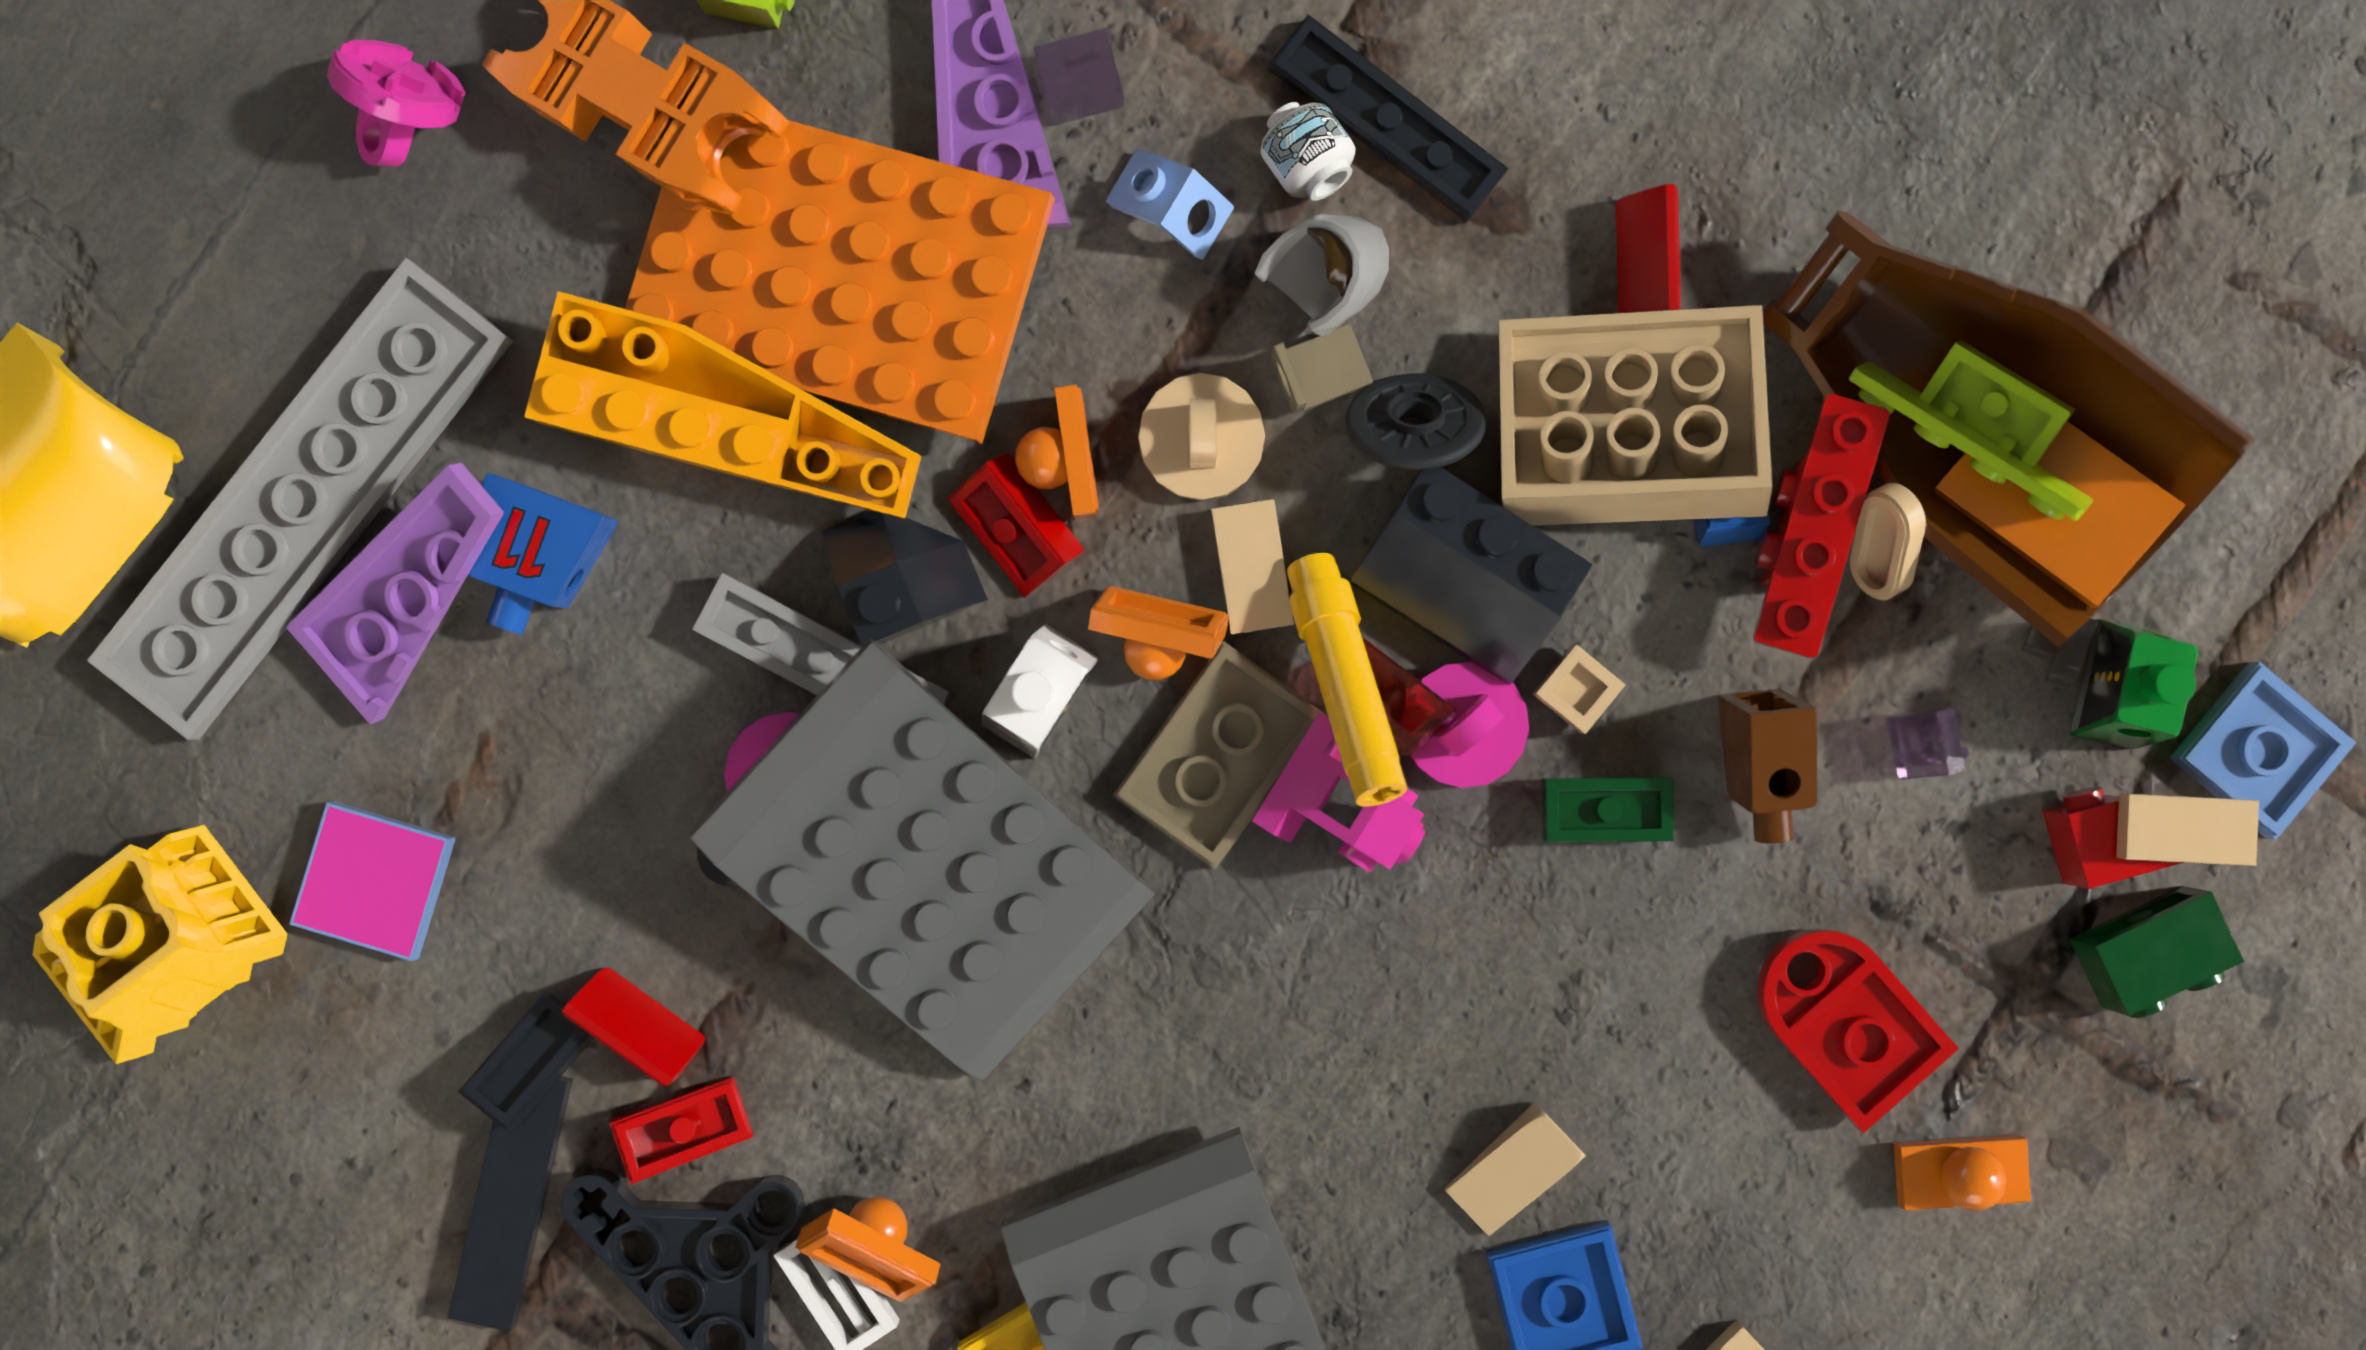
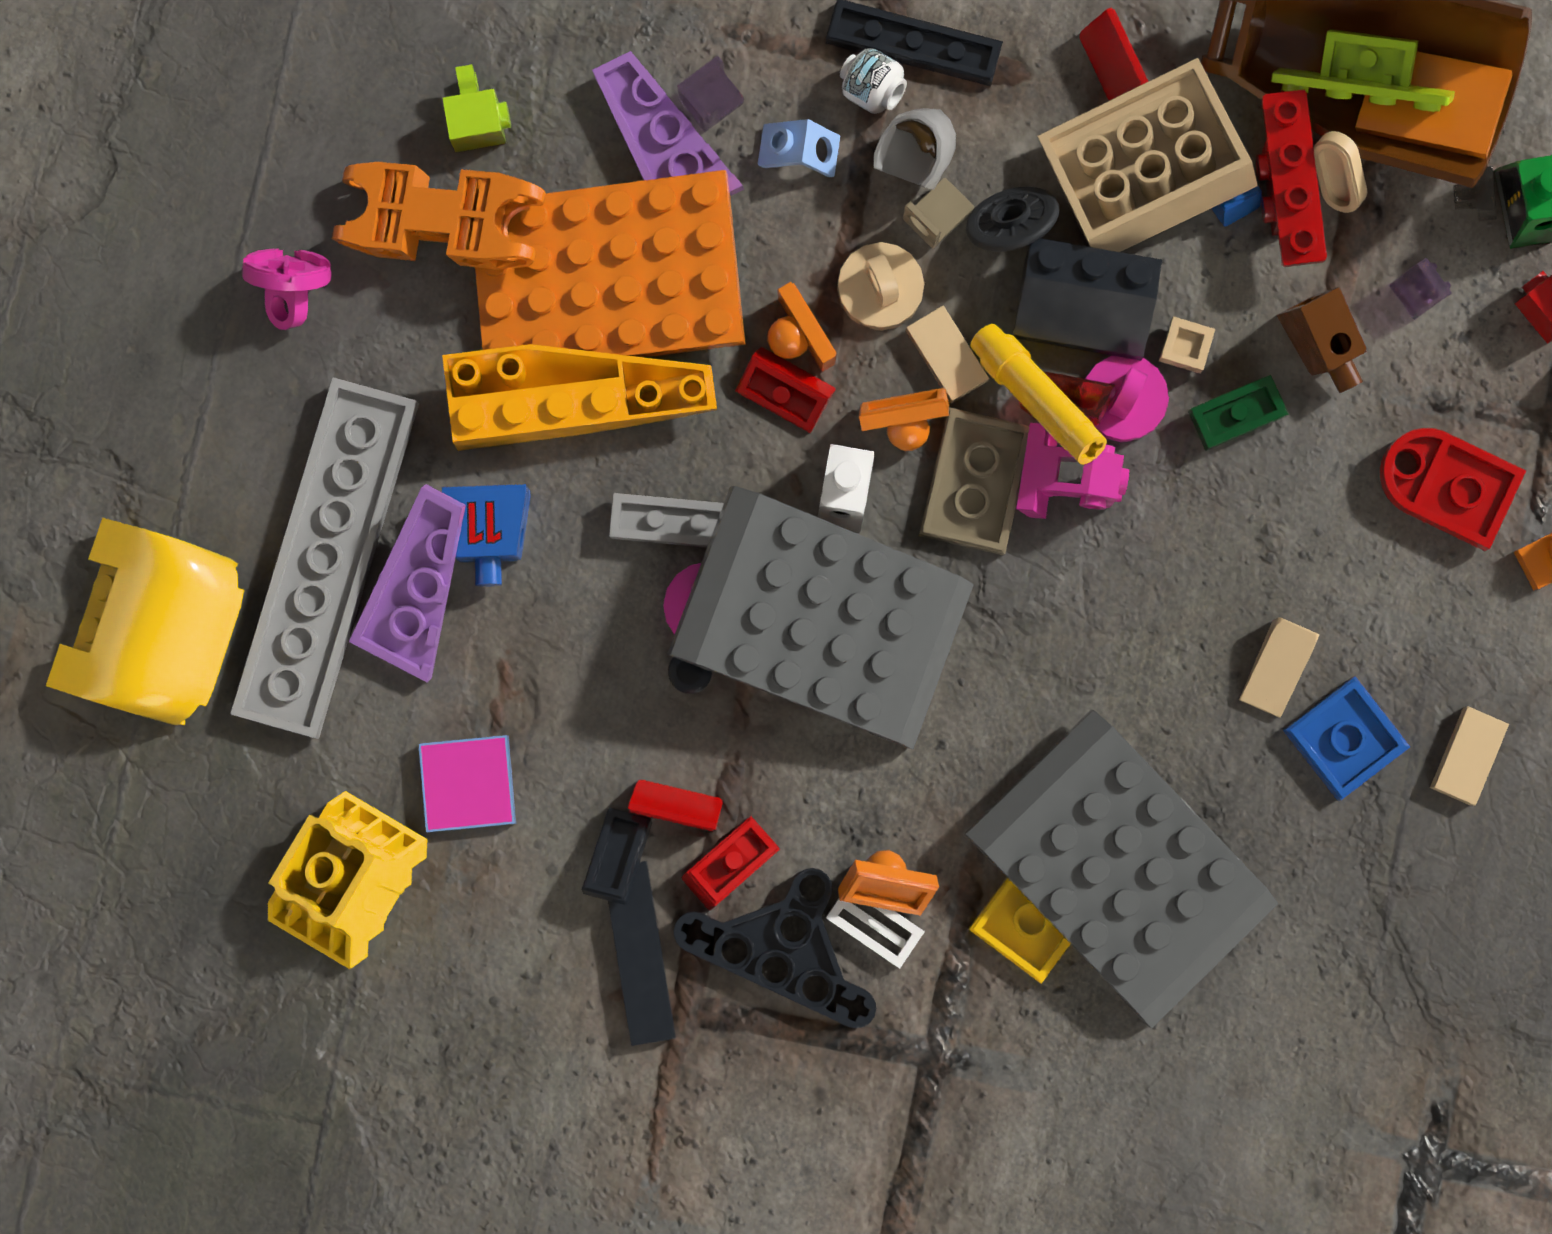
camera: 25 degrees left, 5 degrees down
(899, 574) = (725, 448): black slope -> none

